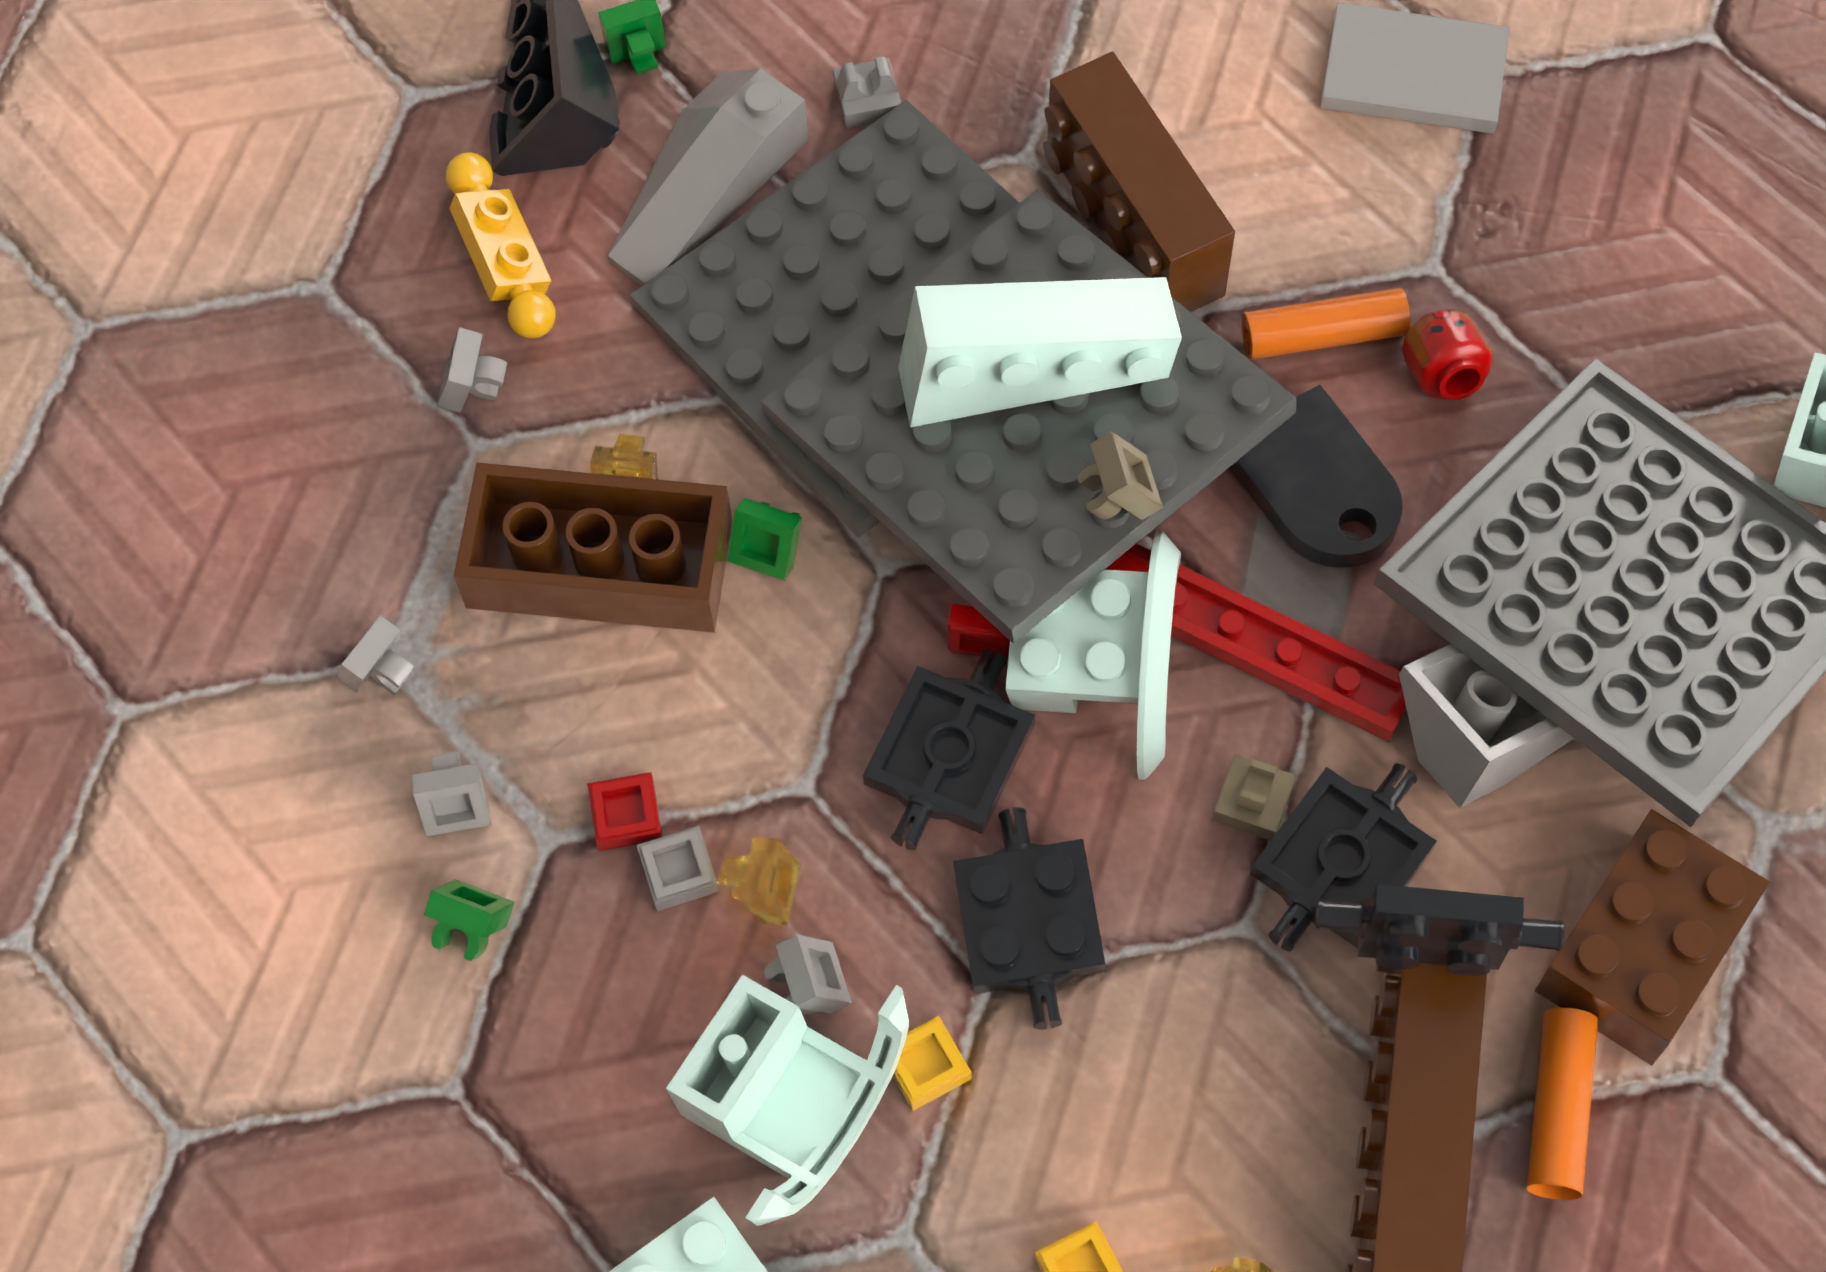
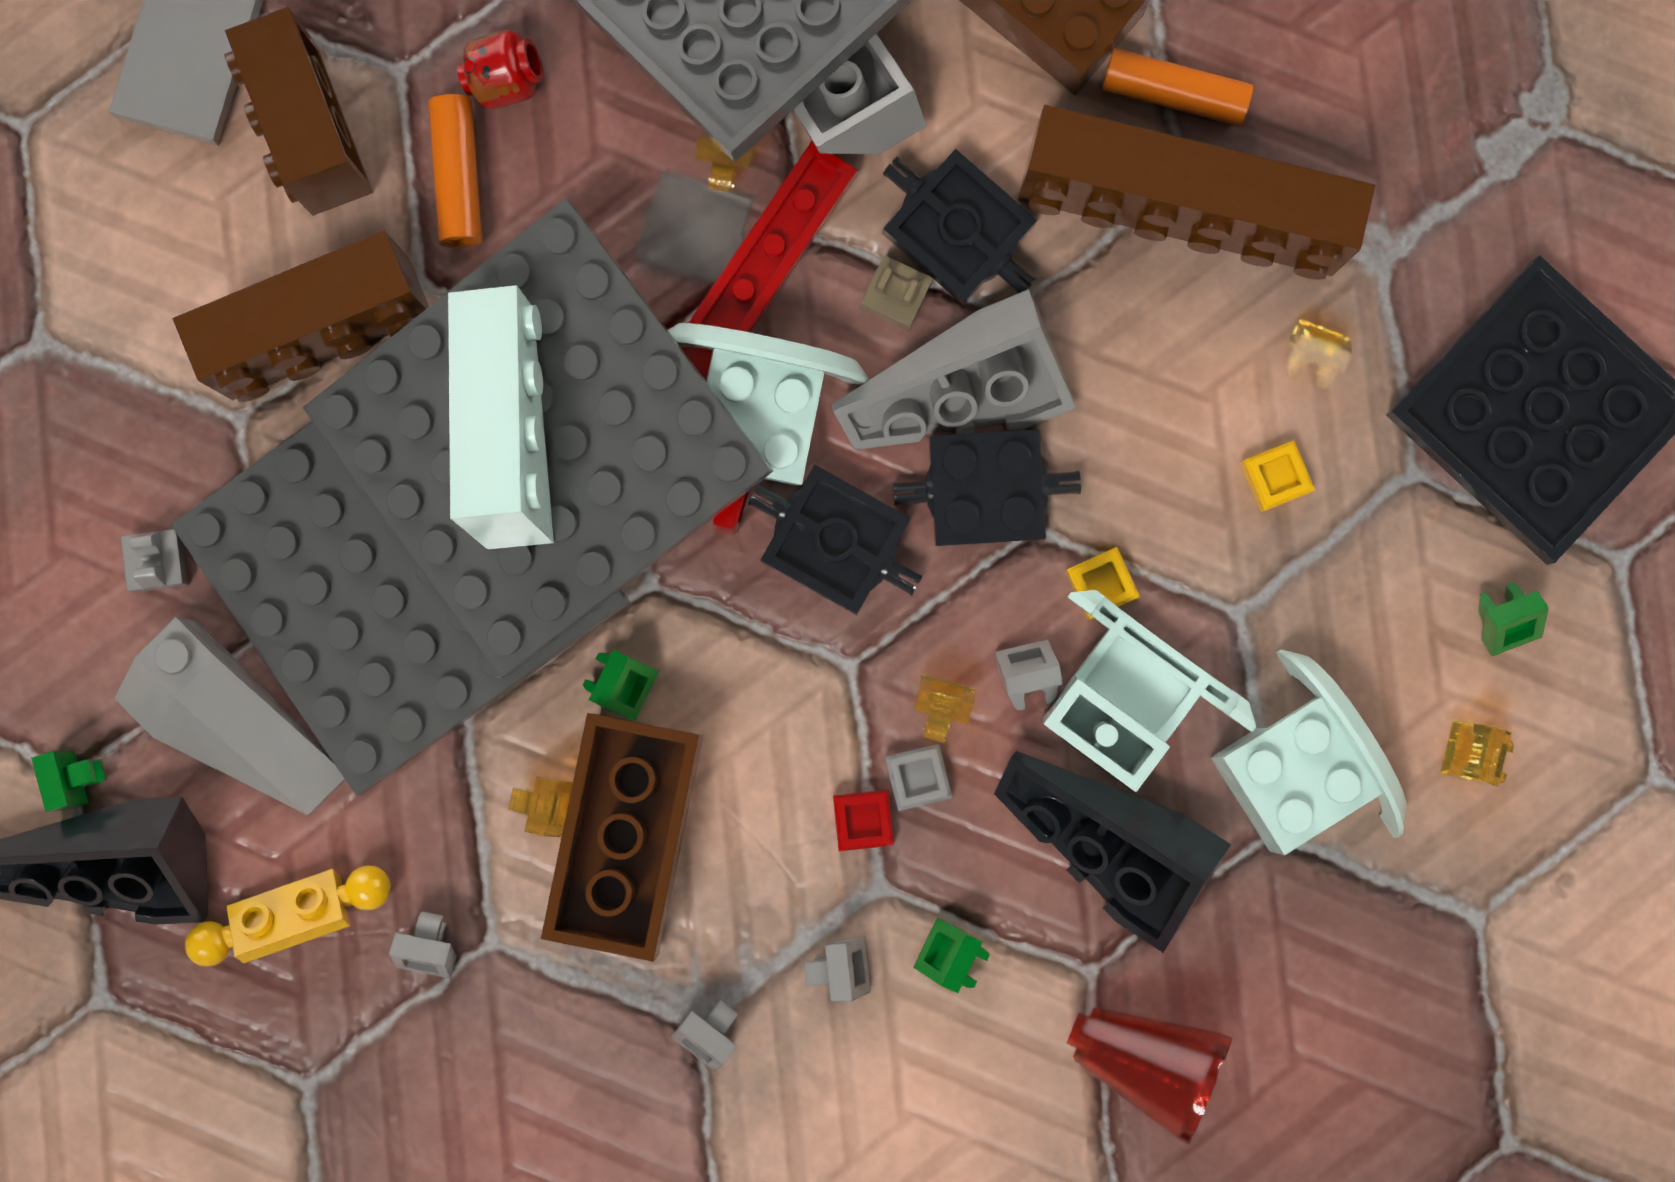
camera: 90 degrees left, 20 degrees up
(337, 1155) = (1152, 1064): none -> clear red cone
(599, 1122) = (1131, 850): none -> black wedge
(1124, 478) = (646, 353): dark tan tile -> none
(1166, 892) = (972, 376): none -> light grey wedge
(1318, 476) = (614, 190): black tile -> none
(1360, 159) = (296, 112): none -> reddish brown brick
(1370, 600) = (723, 167): none -> clear yellow tile
(1439, 927) = (1090, 161): black plate -> none

